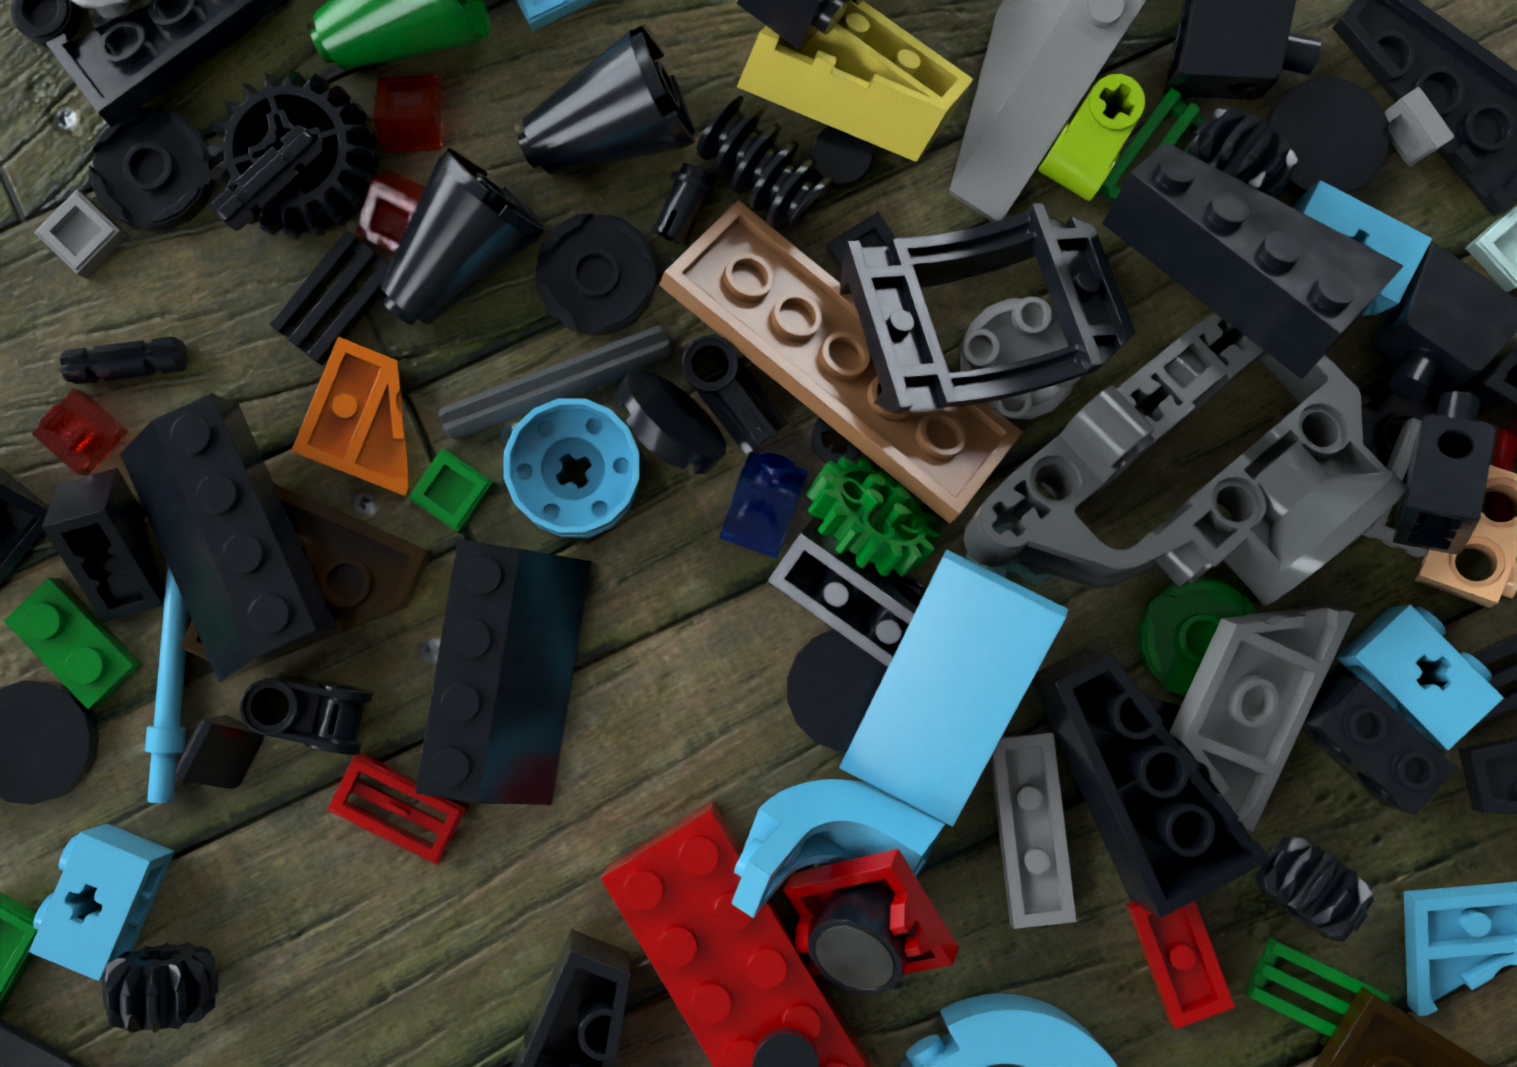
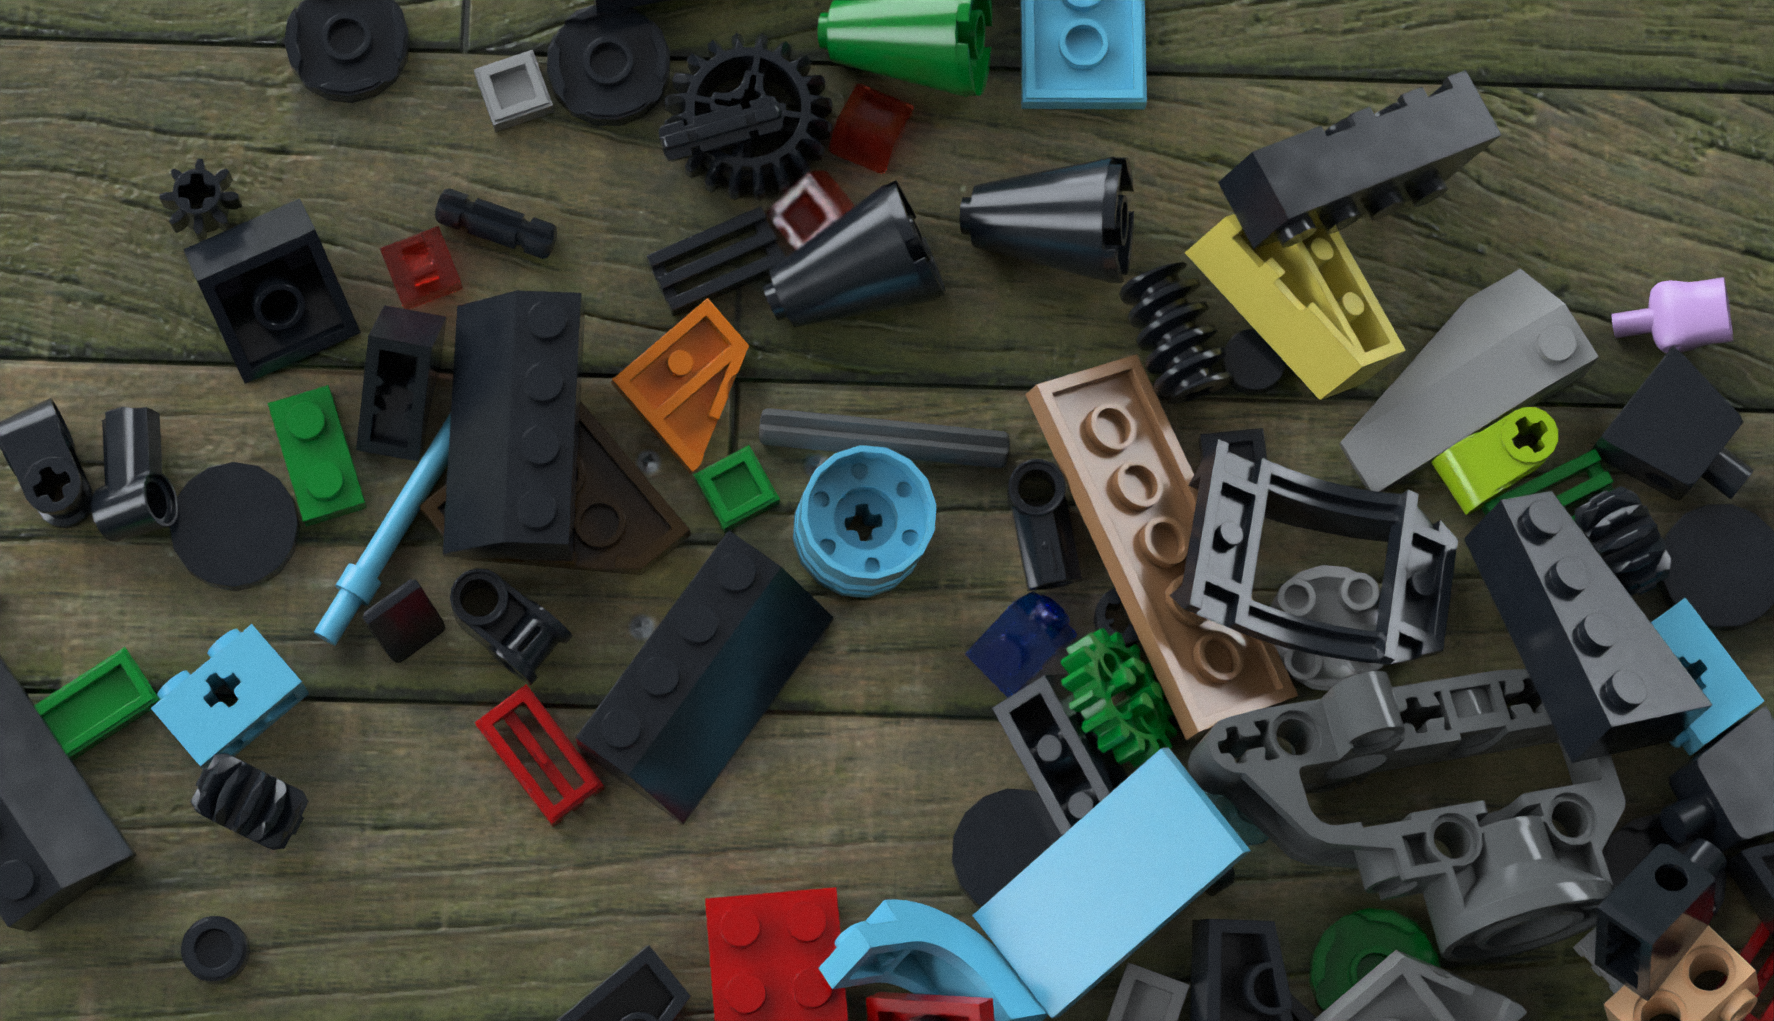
camera: 20 degrees right, 10 degrees down
(596, 274) = (970, 357): black tile -> none
(670, 421) = (974, 521): black tile -> none
(684, 203) = (1085, 333): black pin -> none

